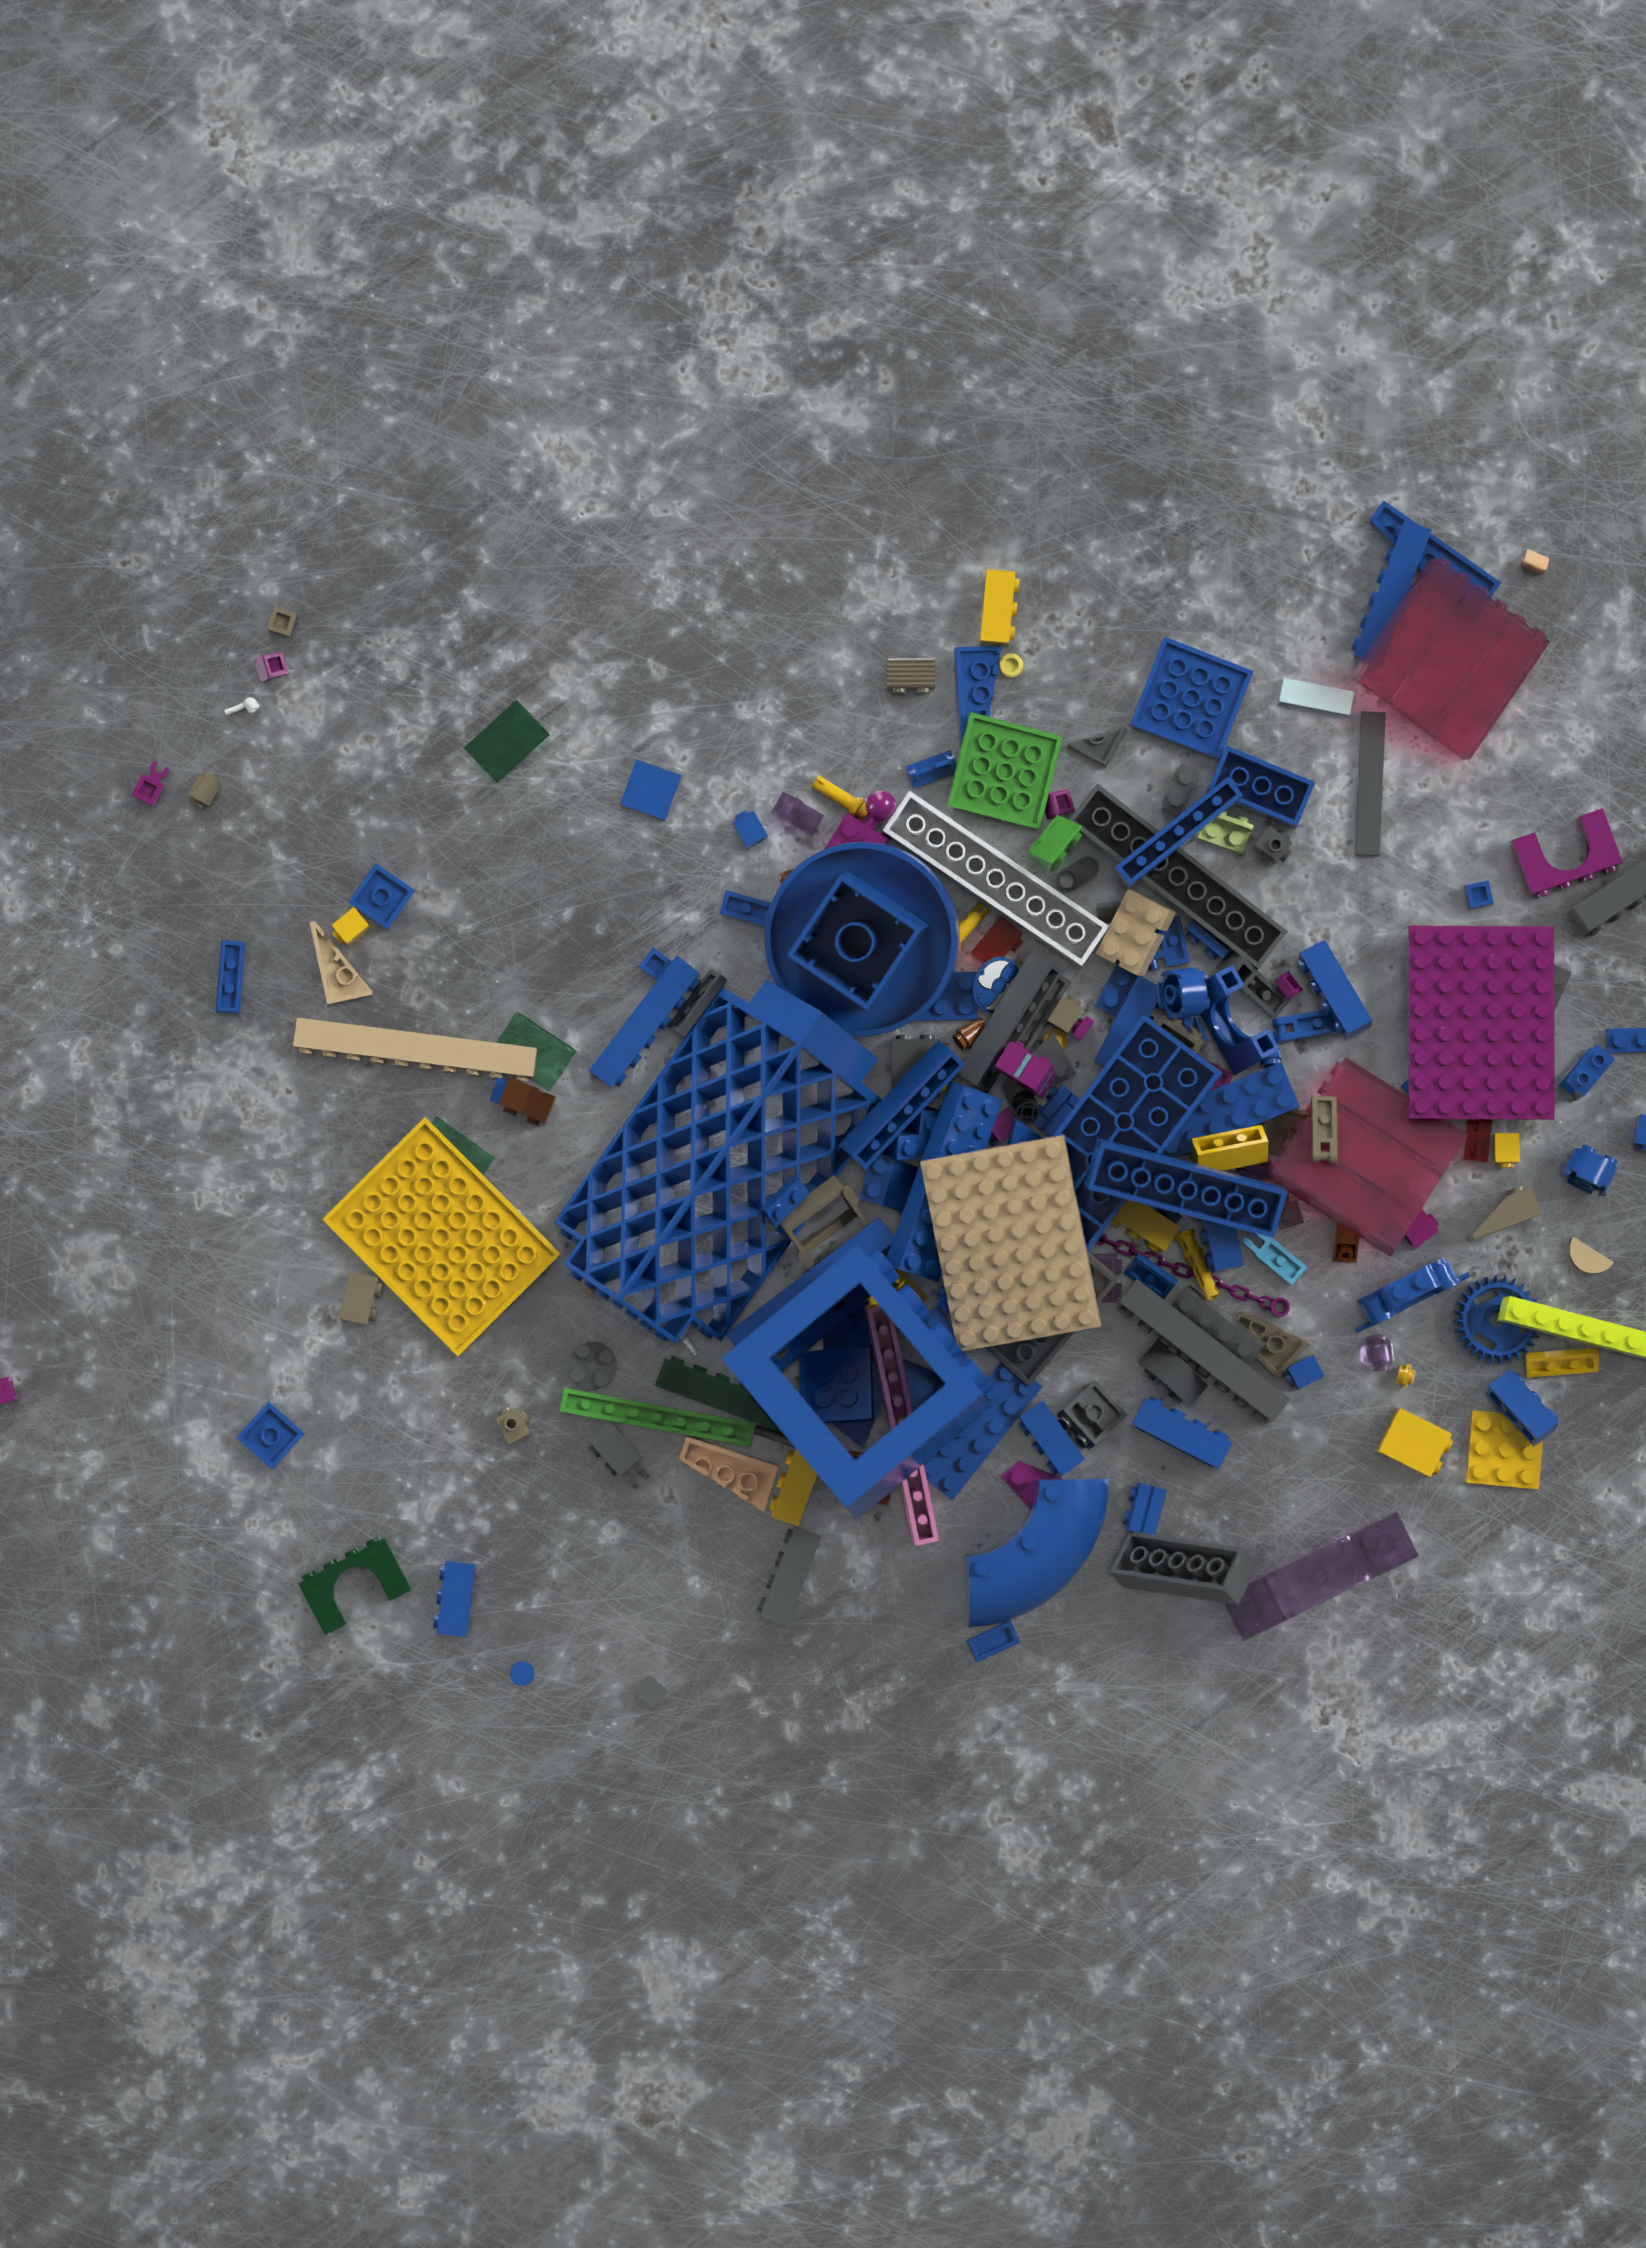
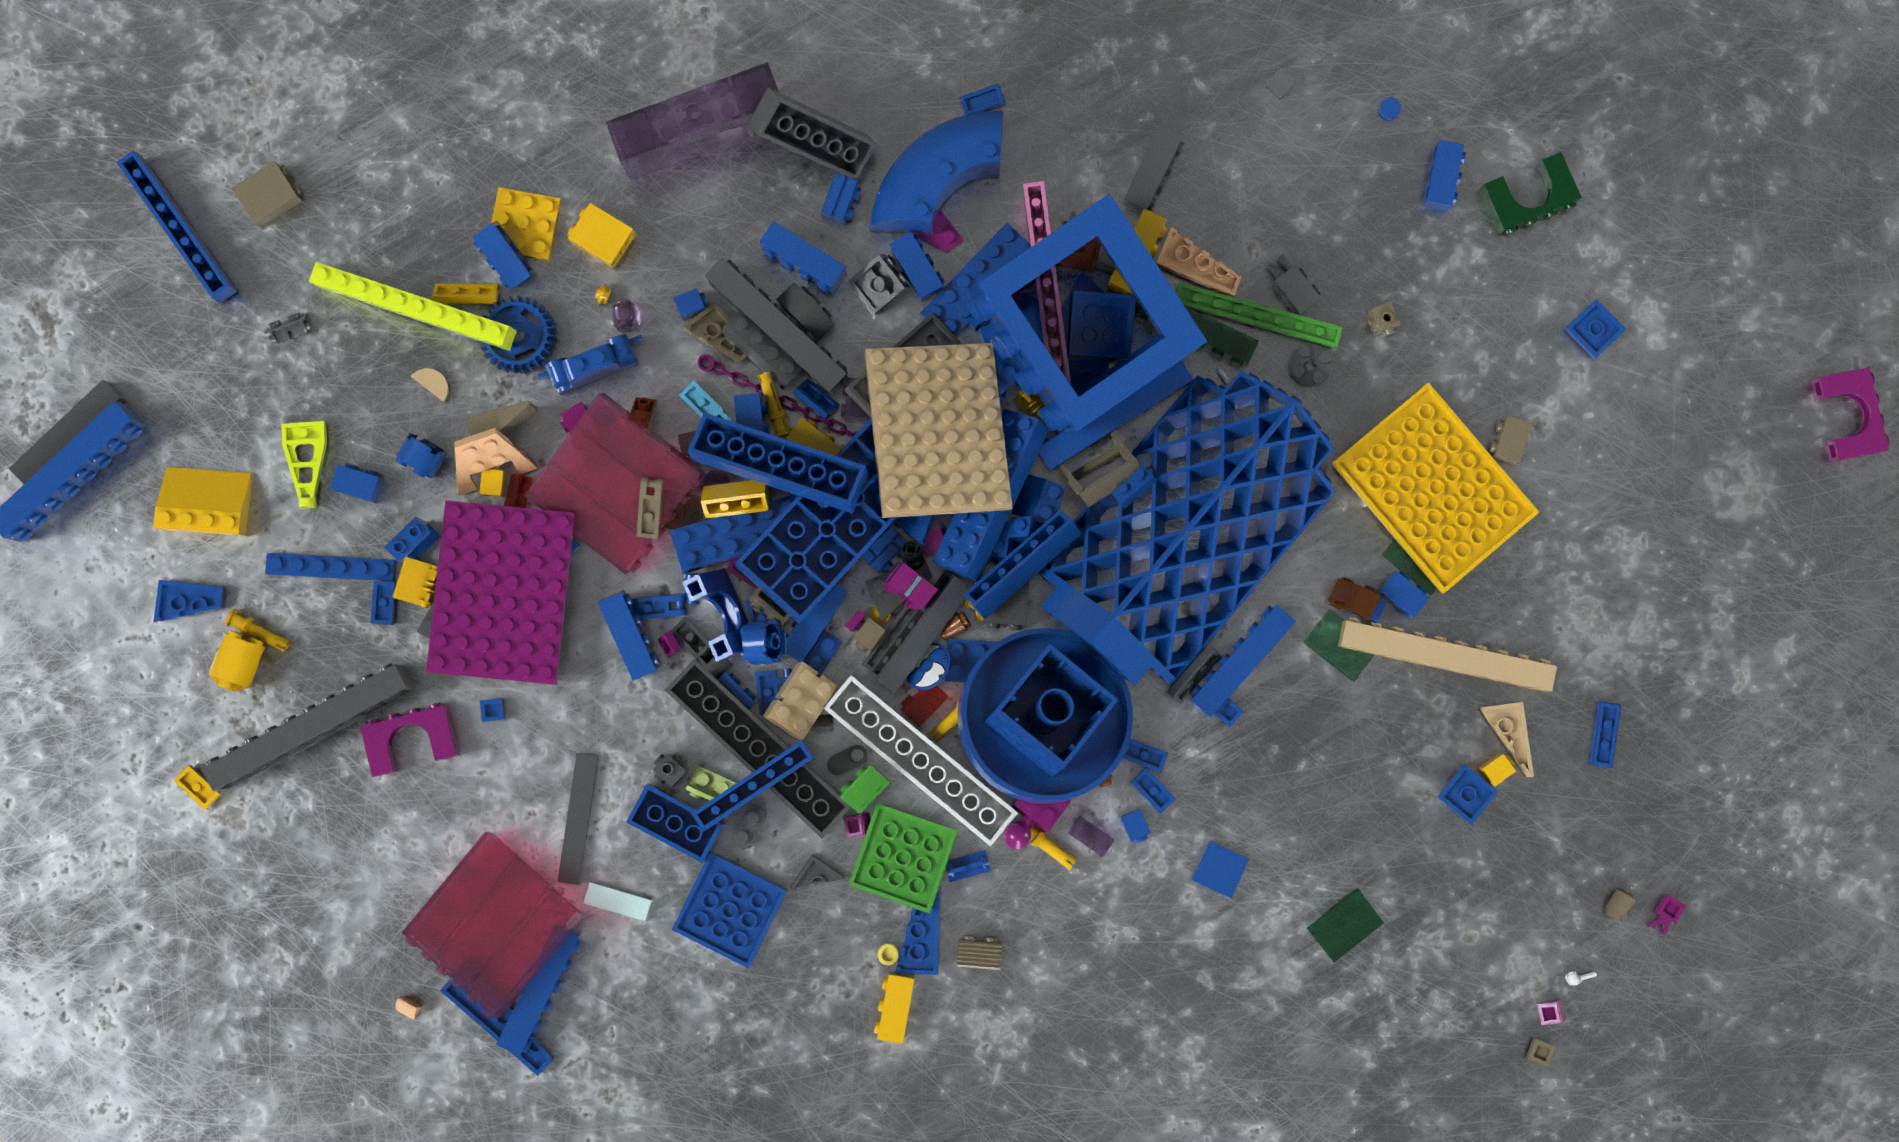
camera: 170 degrees left, 0 degrees up
(470, 1112) = (1403, 594): none -> blue brick
(732, 870) = (1153, 790): none -> blue plate
(1517, 1178) = (484, 452): none -> light nougat wing
(1577, 1027) = (416, 583): none -> yellow hinge
(1614, 1003) = (382, 603): none -> blue plate

